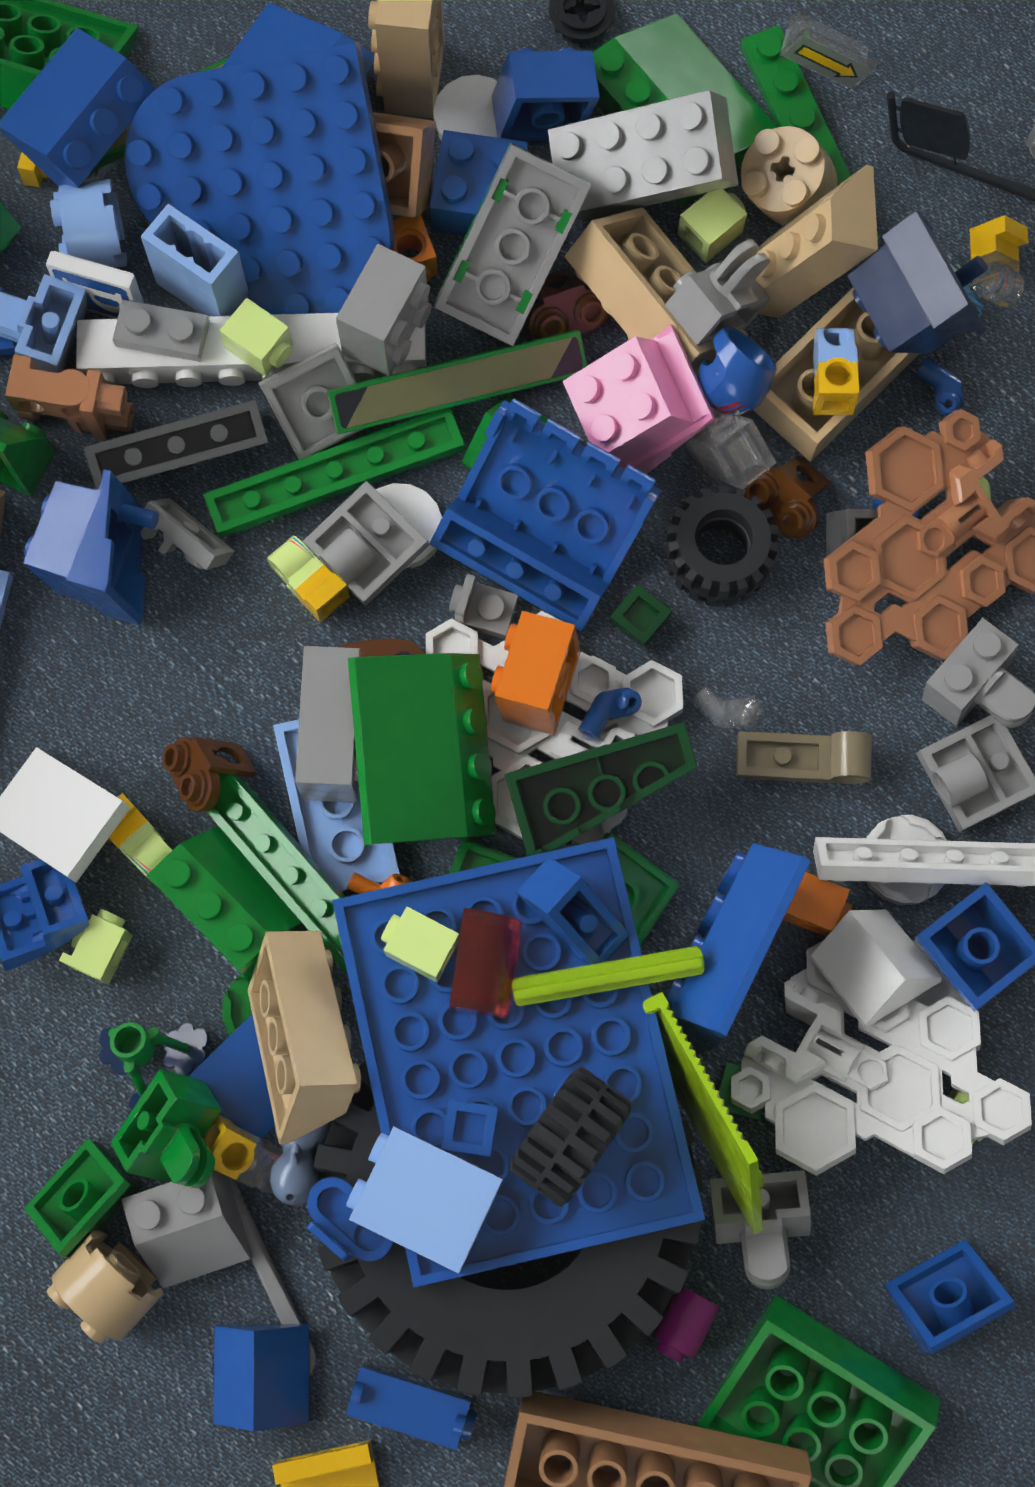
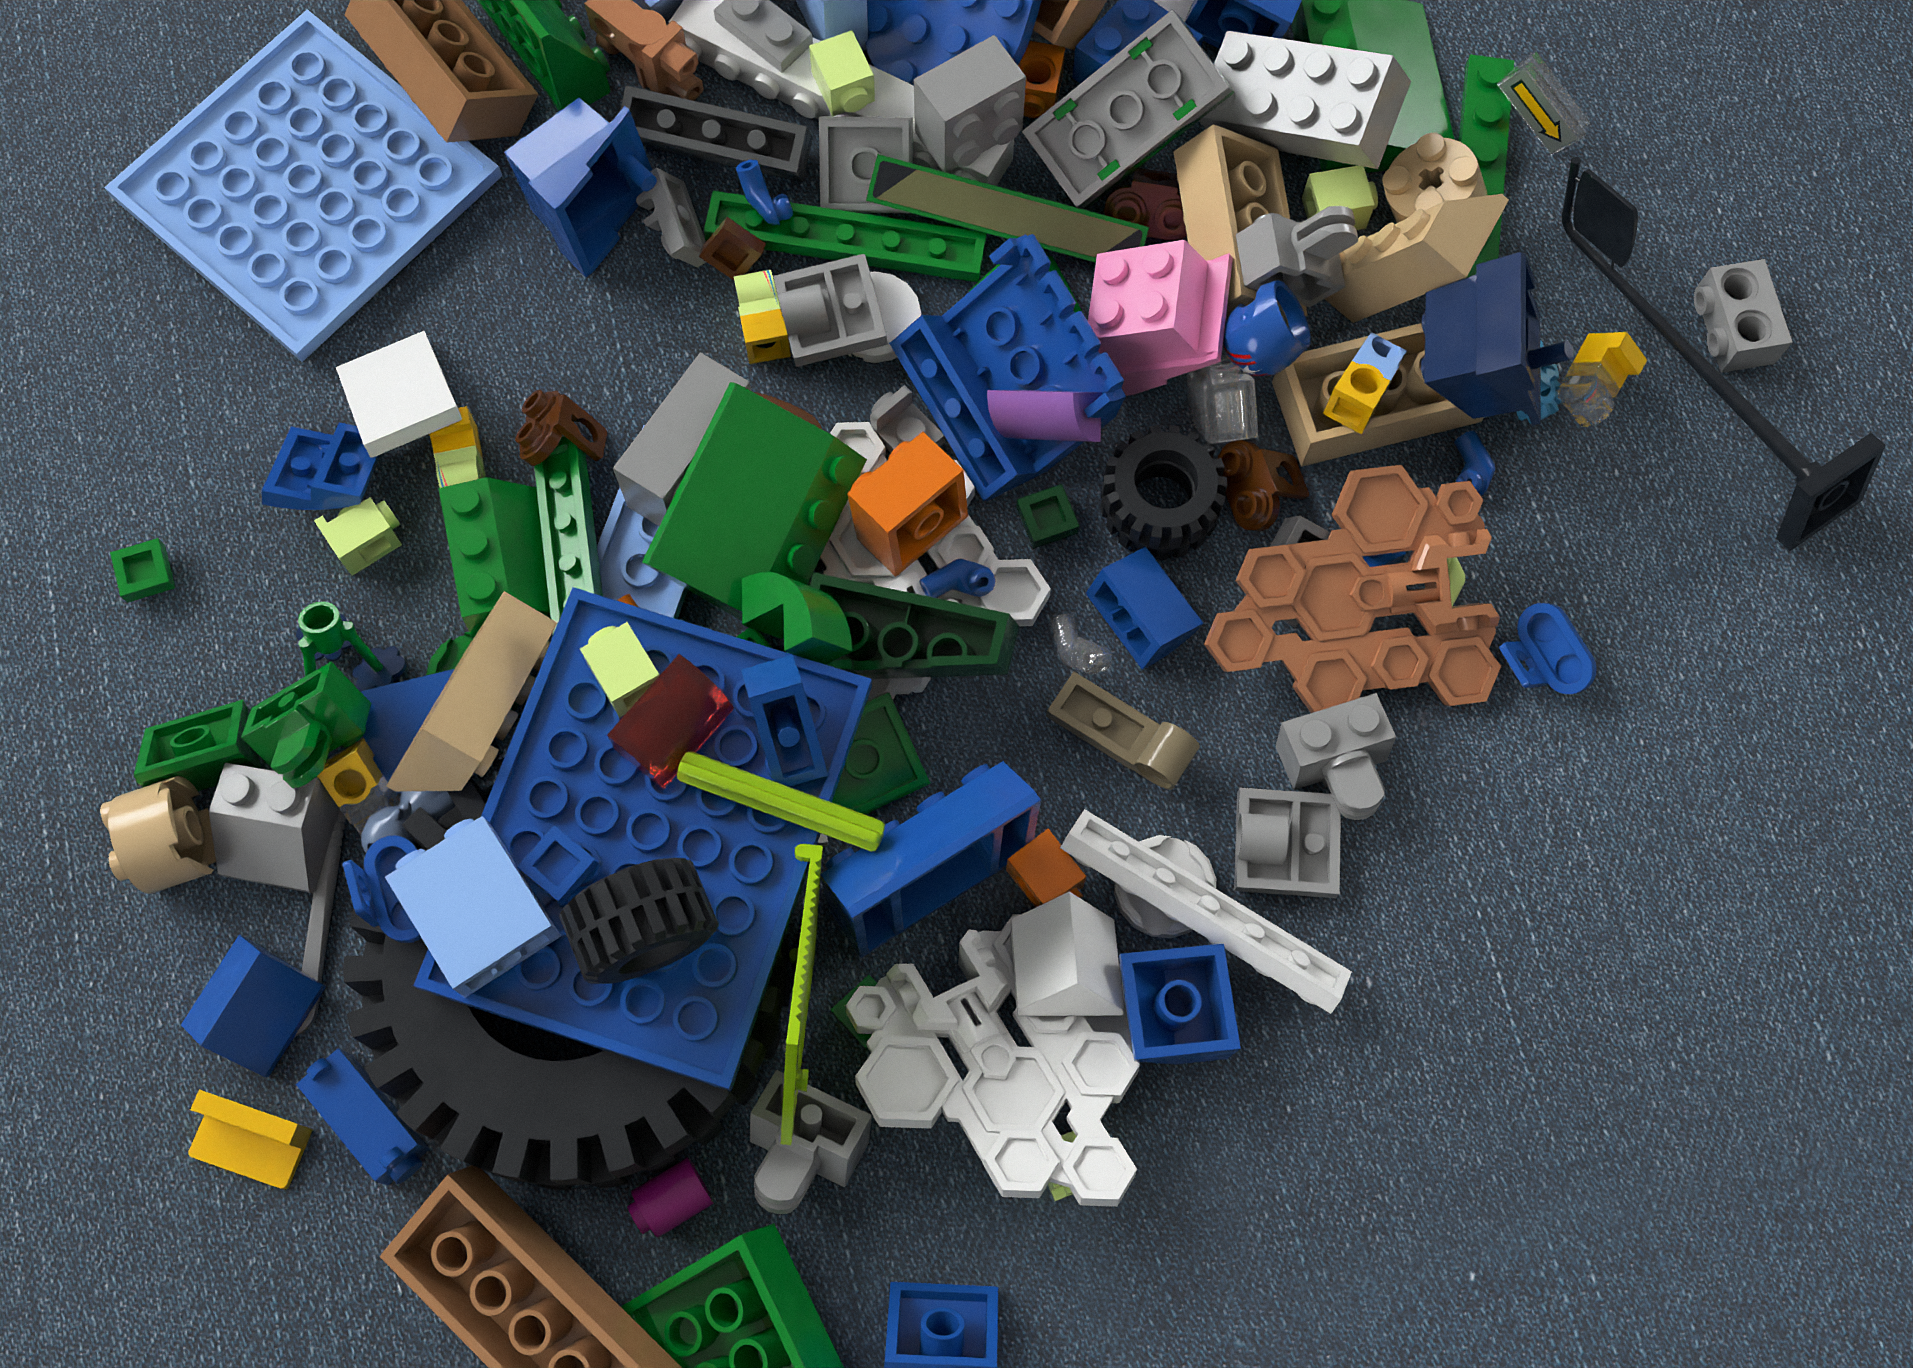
camera: 30 degrees right, 5 degrees down
(247, 479) = (757, 194): none -> blue arm
(252, 536) = (732, 249): none -> reddish brown plate
(536, 814) = (797, 612): none -> green brick
(597, 535) = (1044, 415): none -> medium lavender brick
(760, 648) = (1143, 607): none -> blue brick

